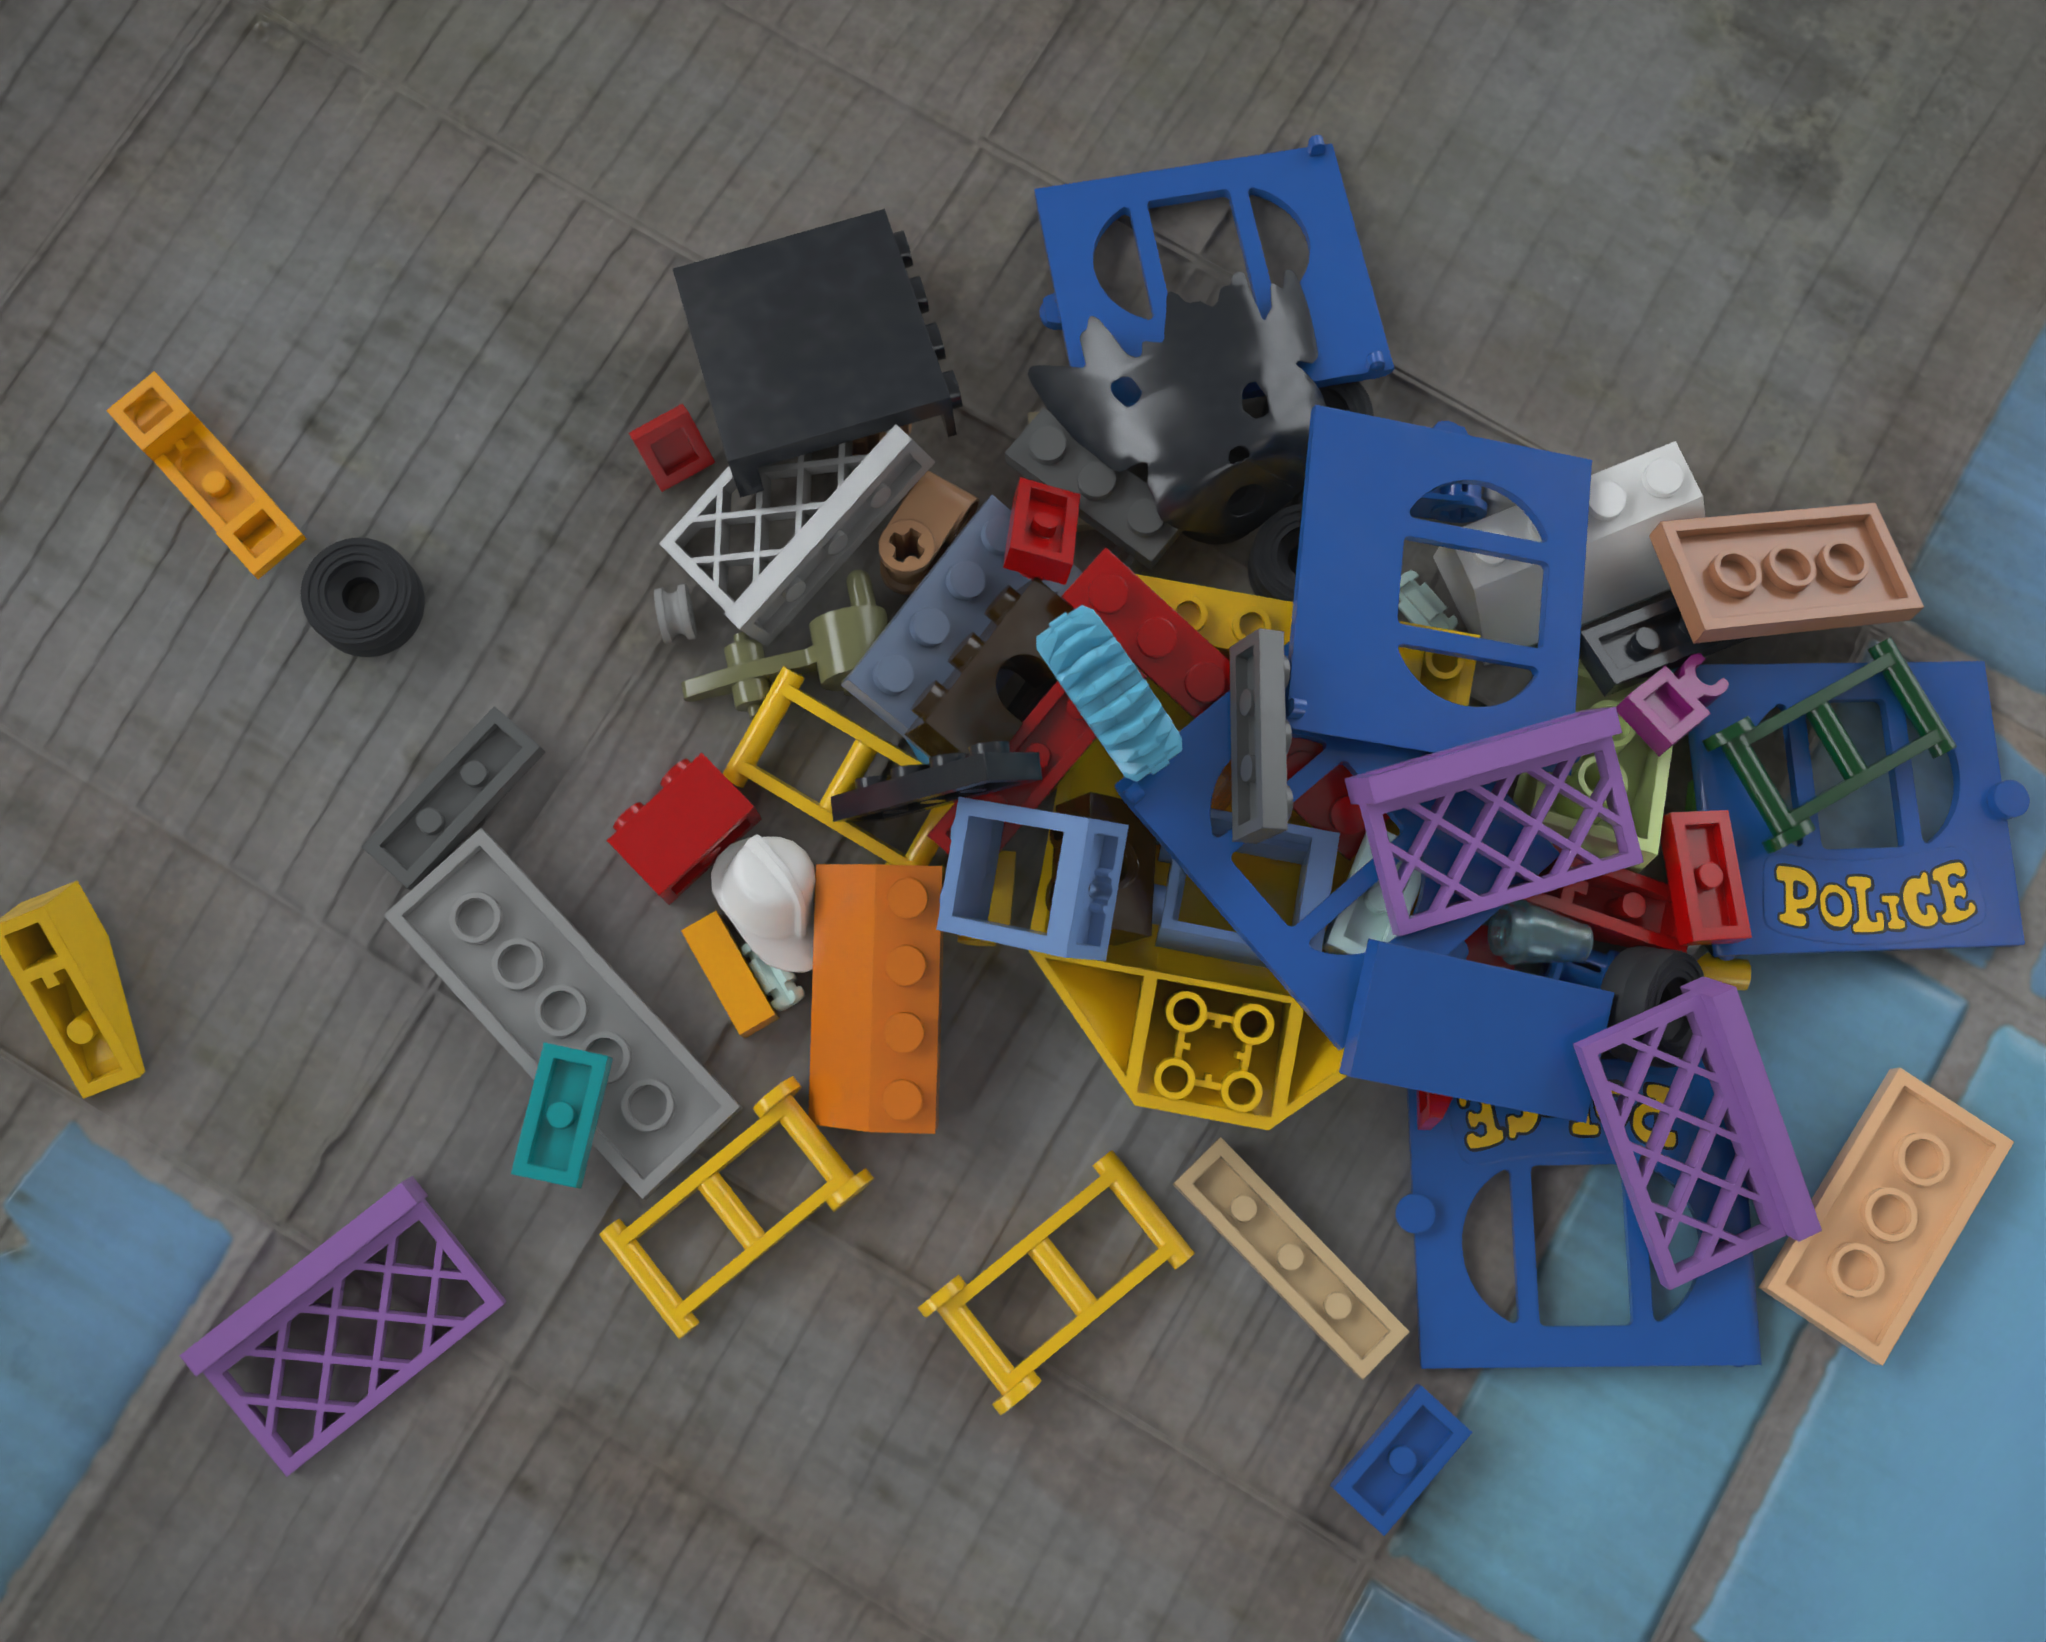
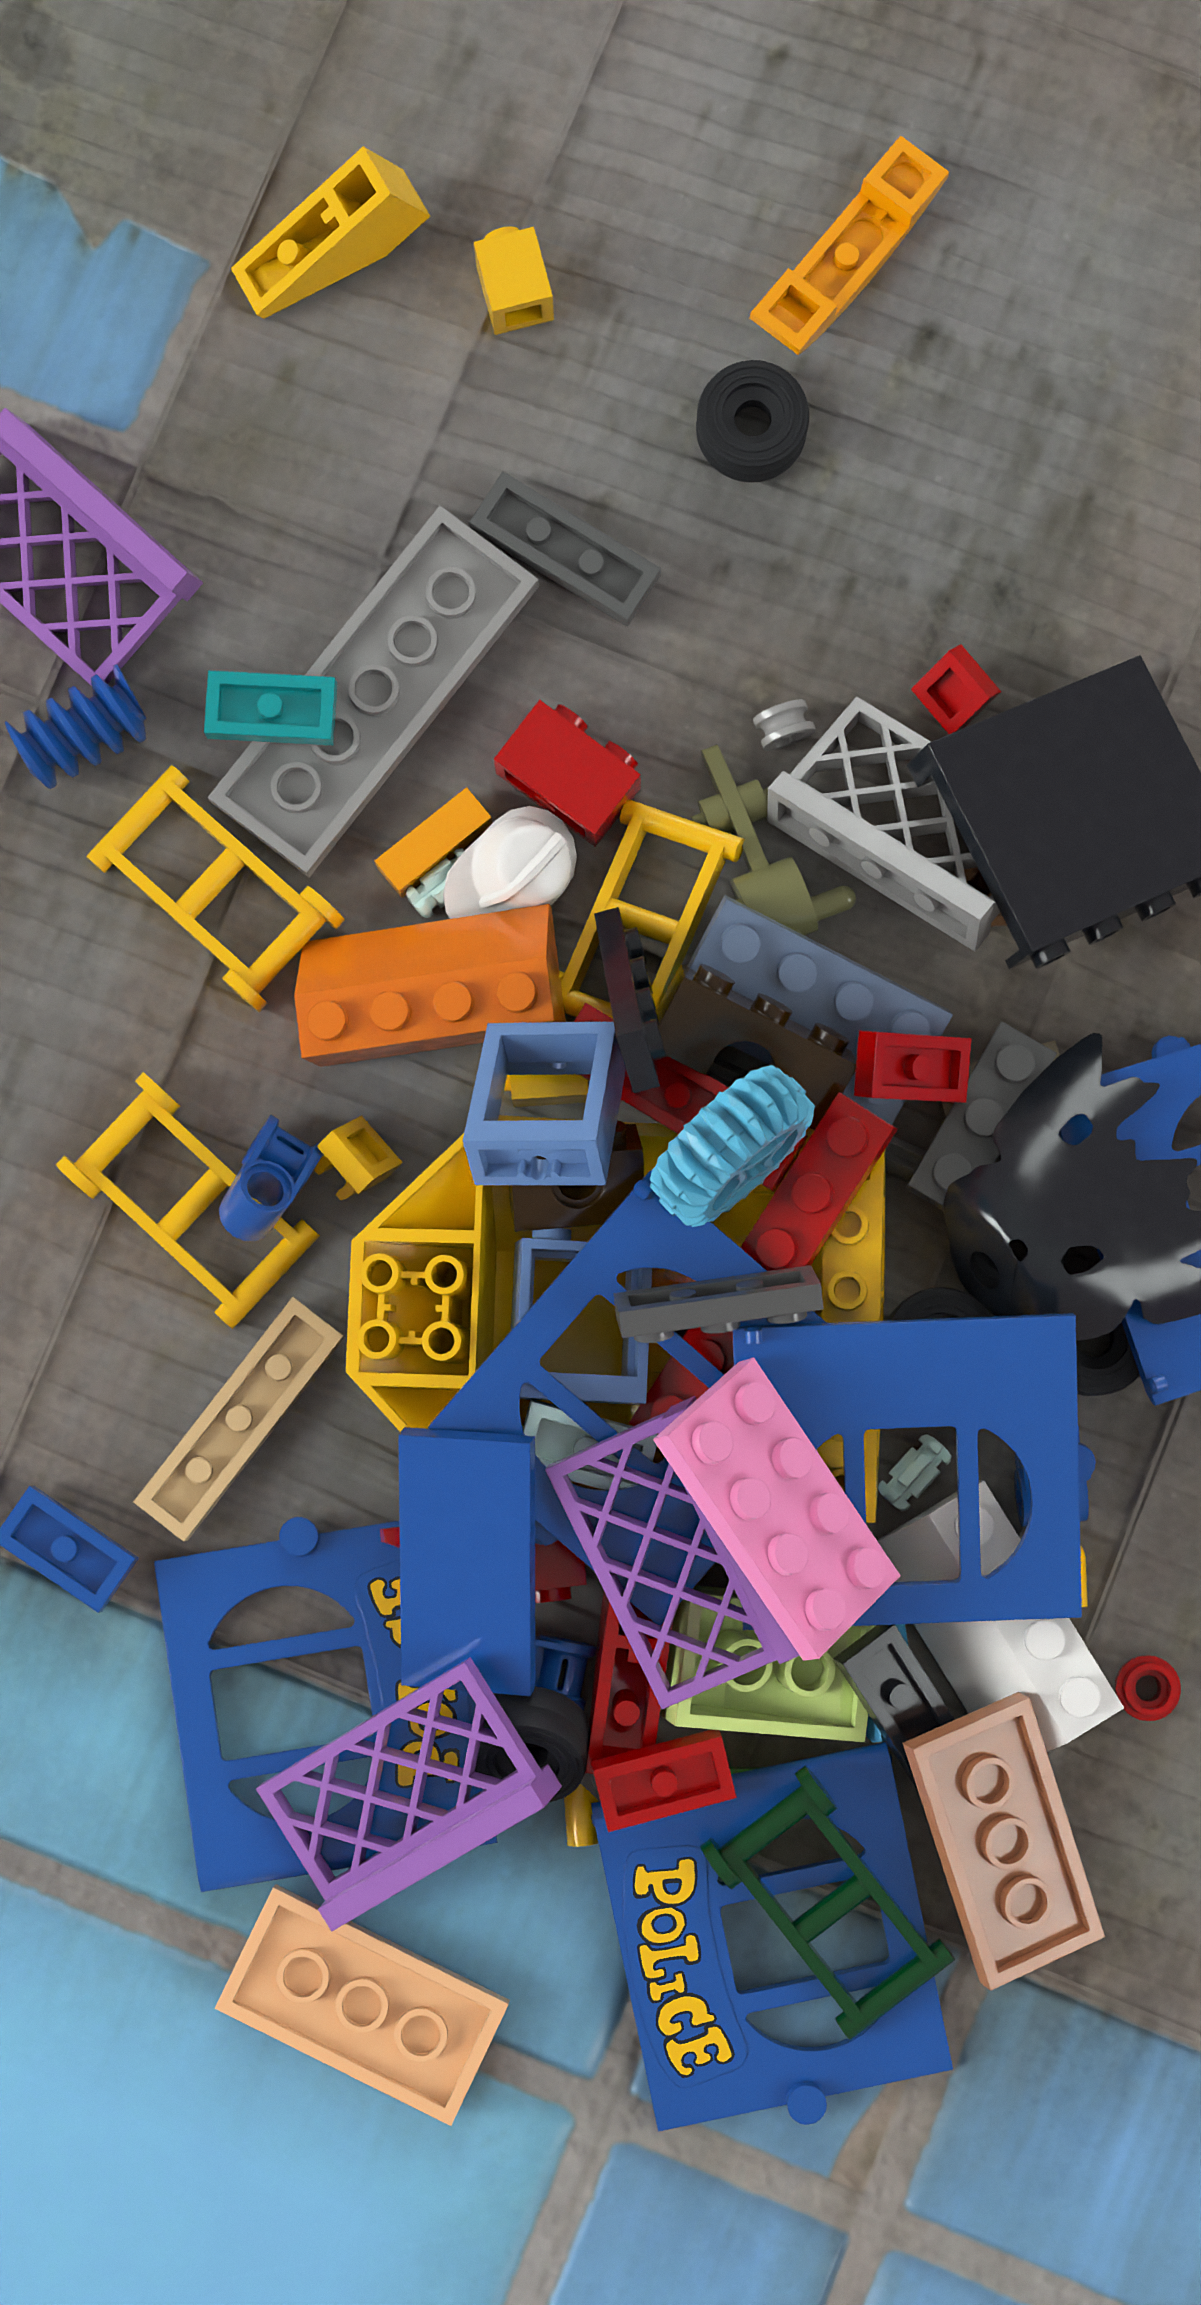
camera: 85 degrees right, 5 degrees up
(163, 807) = (513, 279): none -> yellow brick
(542, 1324) = (79, 728): none -> blue piece
(923, 525) = (918, 956): medium nougat piece -> none
(1039, 1096) = (358, 1156): none -> yellow tile
(1045, 1182) = (272, 1174): none -> blue piece
(1471, 709) = (777, 1508): none -> bright pink plate
(1536, 935) = (577, 1617): clear light blue cone -> none
(1653, 414) = (1167, 1692): none -> red plate
(1670, 704) = (834, 1726): magenta plate -> none

